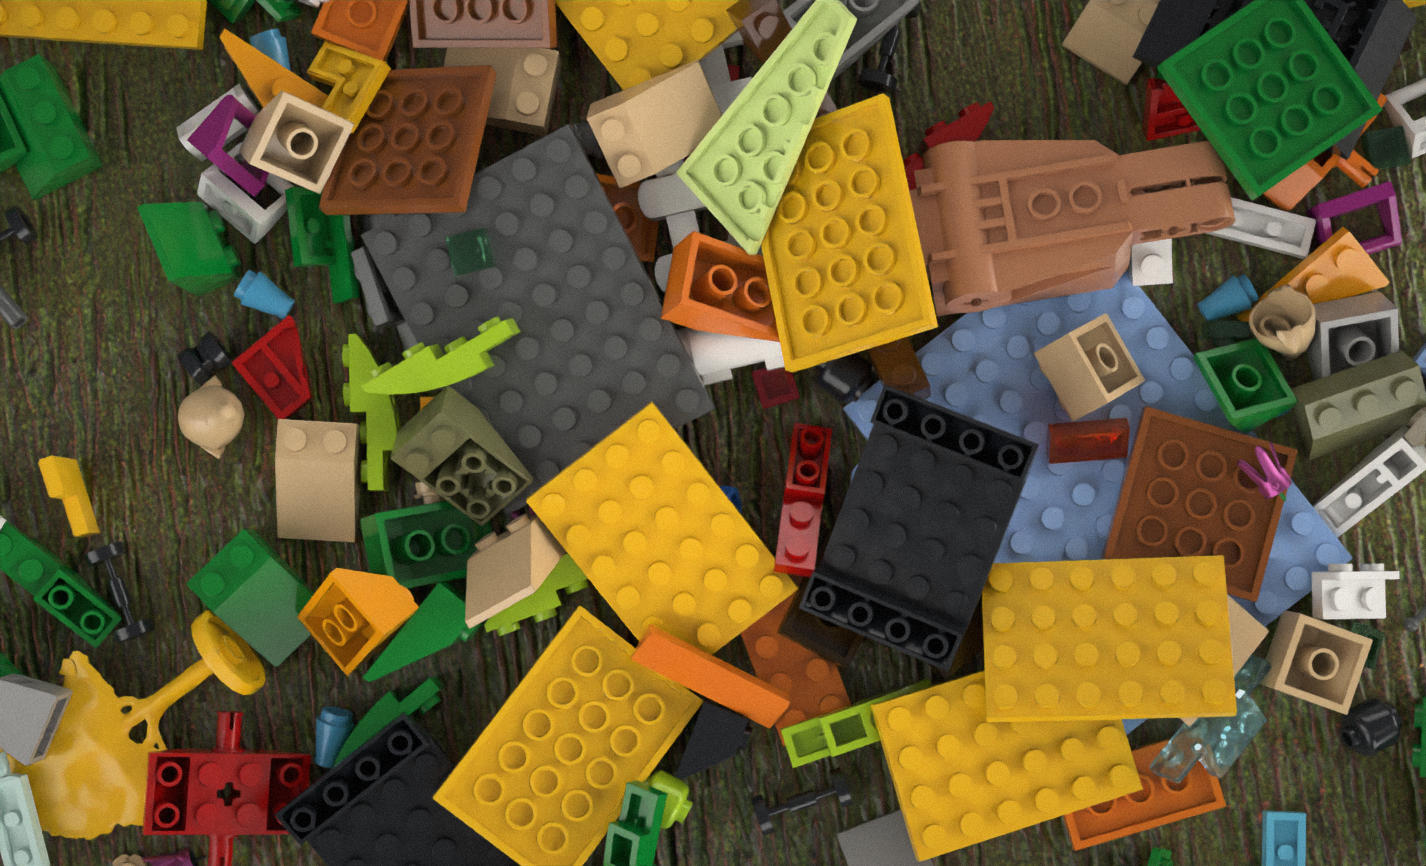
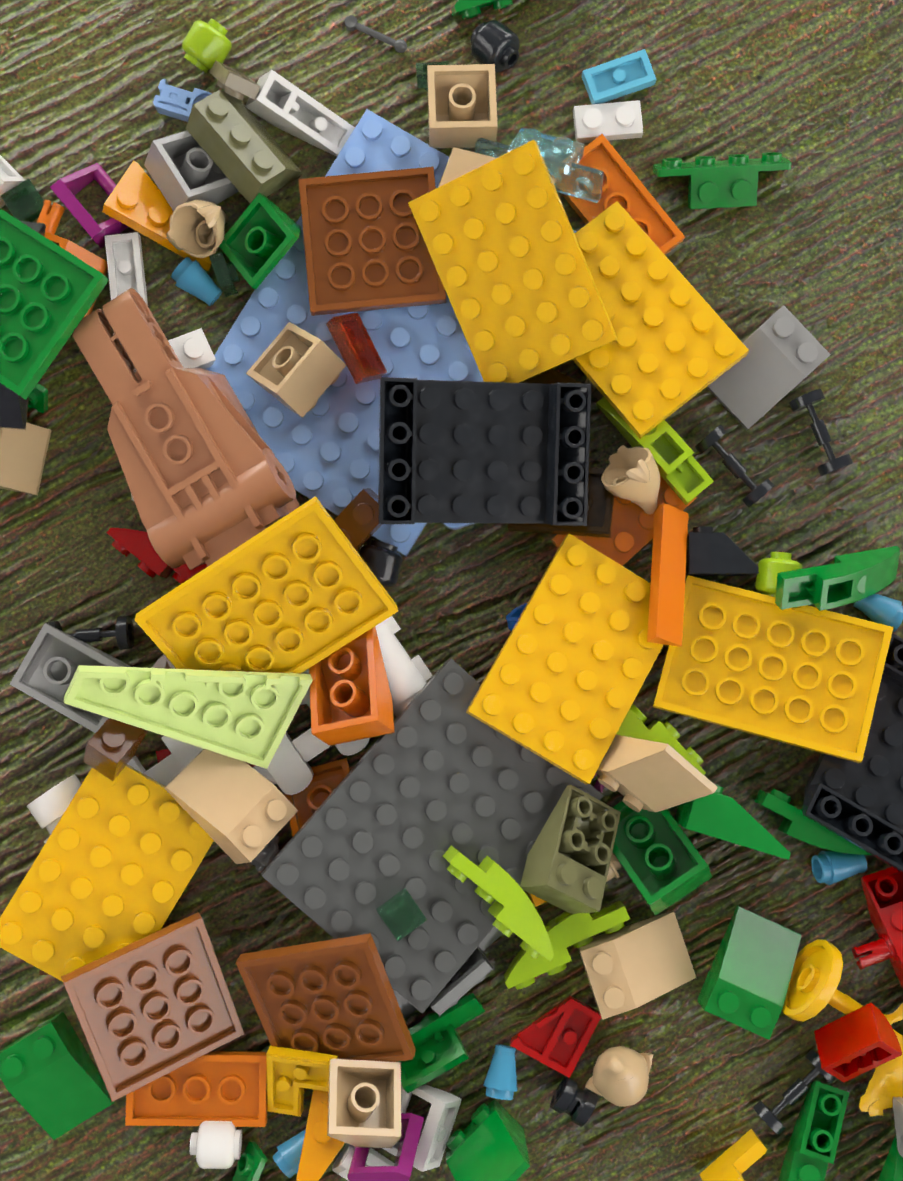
camera: 110 degrees left, 0 degrees up
(144, 673) = (856, 1043): none -> red brick
(356, 615) = (738, 885): light orange slope -> none
(522, 87) = (241, 927): tan slope -> none
(774, 387) = (411, 618): dark red plate -> none
(802, 500) = (495, 558): red slope -> none
(831, 681) = (633, 477): none -> tan hat
(1164, 112) = (60, 386): red wing -> none
(1239, 821) = (612, 120): none -> white plate
(1275, 481) = (331, 185): flat silver piece -> none
(1350, 593) = (395, 99): white bracket -> none

